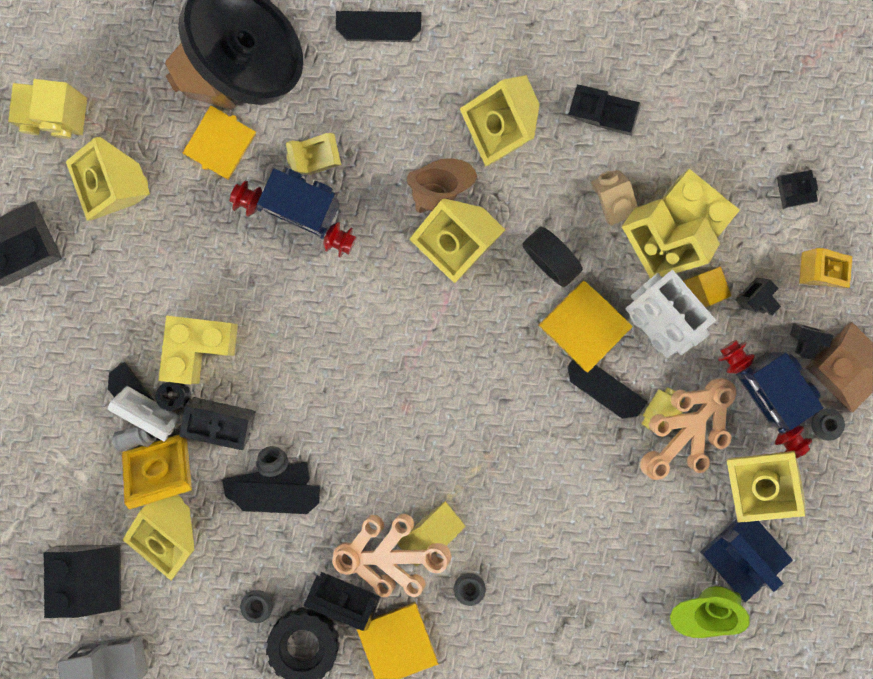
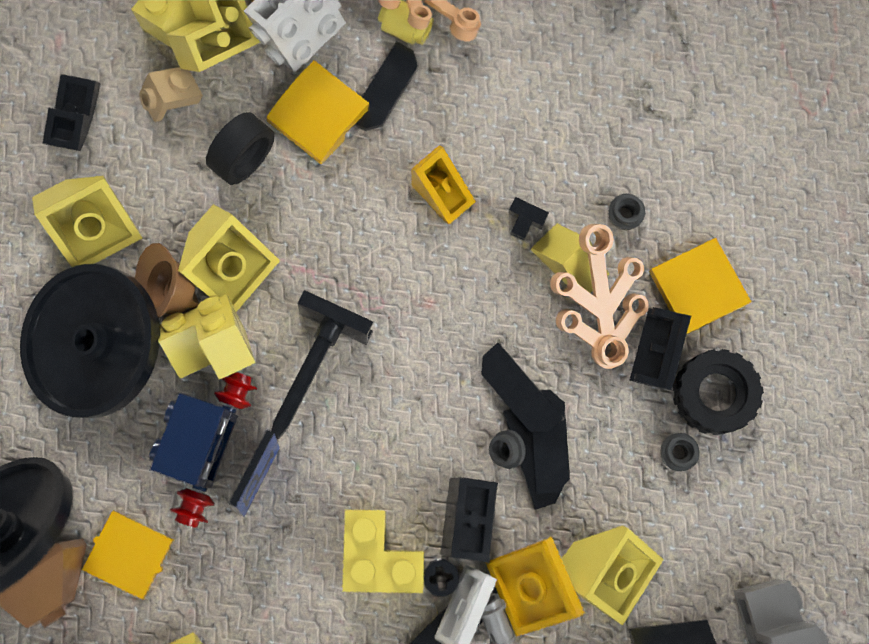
camera: 100 degrees left, 10 degrees down
(313, 154) = (135, 433): light yellow bracket -> none
(320, 476) = (519, 391): none -> black piece
(388, 219) = (205, 338): none -> light yellow brick
(391, 324) = (333, 322): none -> black piece
(394, 120) = (89, 341): none -> black dish
(470, 500) = (526, 217): none -> black tile
(504, 430) = (441, 185): none -> yellow slope

